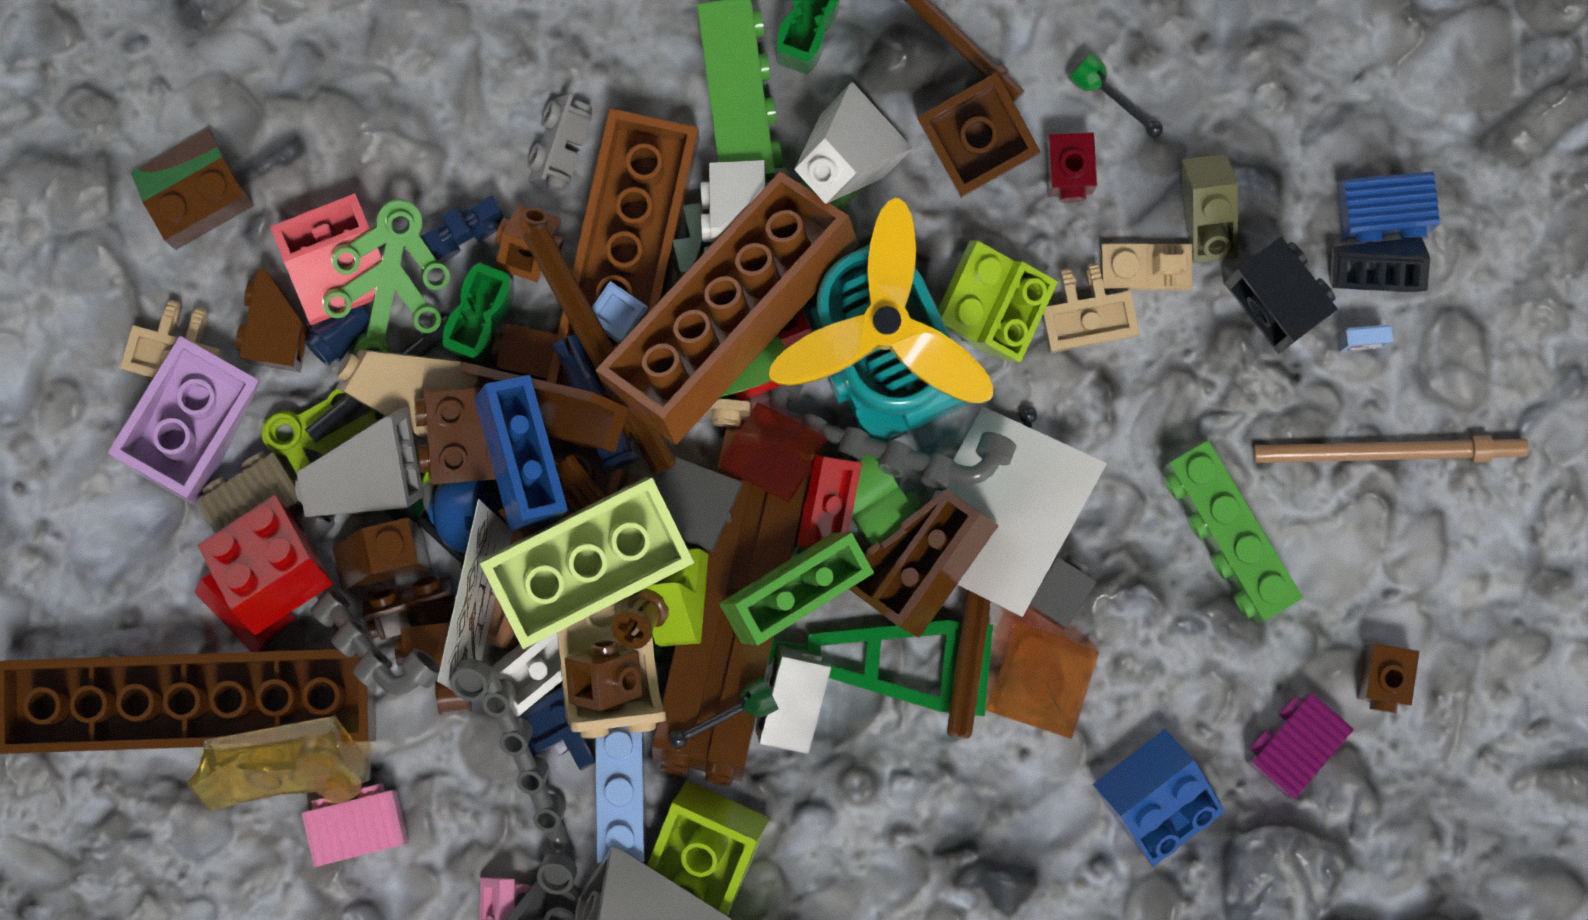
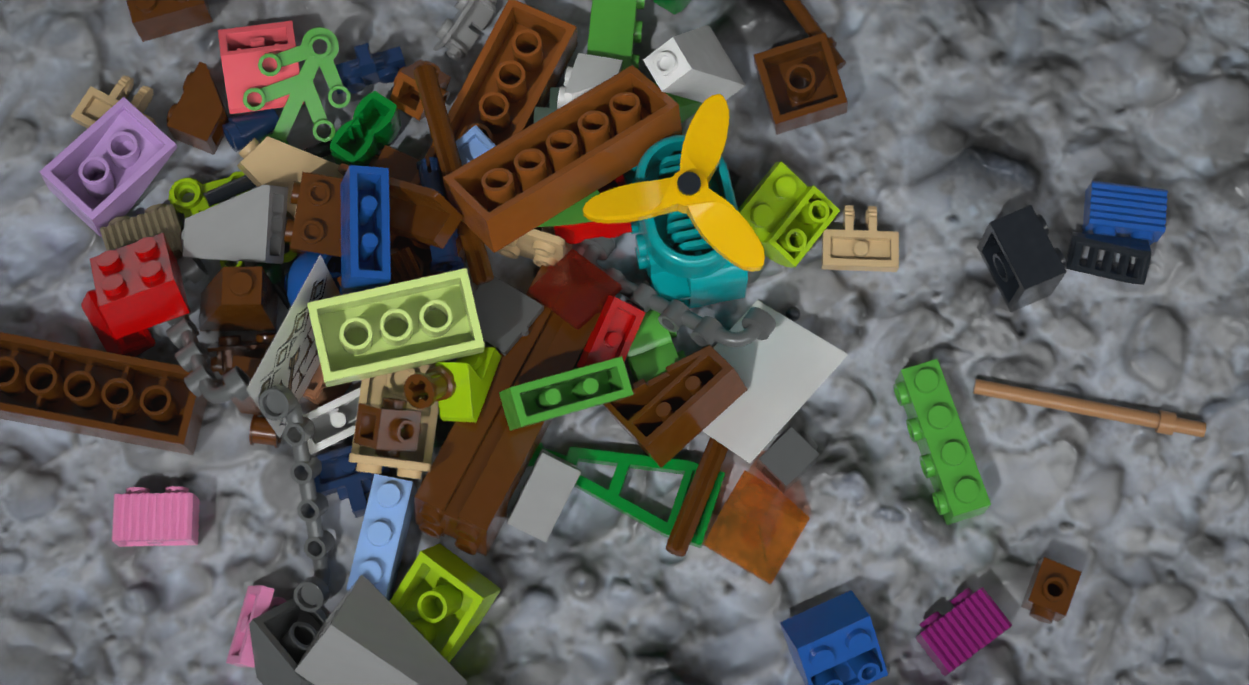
camera: 15 degrees right, 10 degrees down
(281, 762) = (106, 447): clear yellow slope -> none
(754, 700) = (509, 477): hinge -> none
(1071, 166) = (870, 125): dark red brick -> none
(1092, 76) = (902, 62): hinge -> none
(1146, 267) = (916, 219): tan hinge -> none
(1210, 207) = (977, 182): olive slope -> none
(1365, 338) = (1085, 311): light blue tile -> none

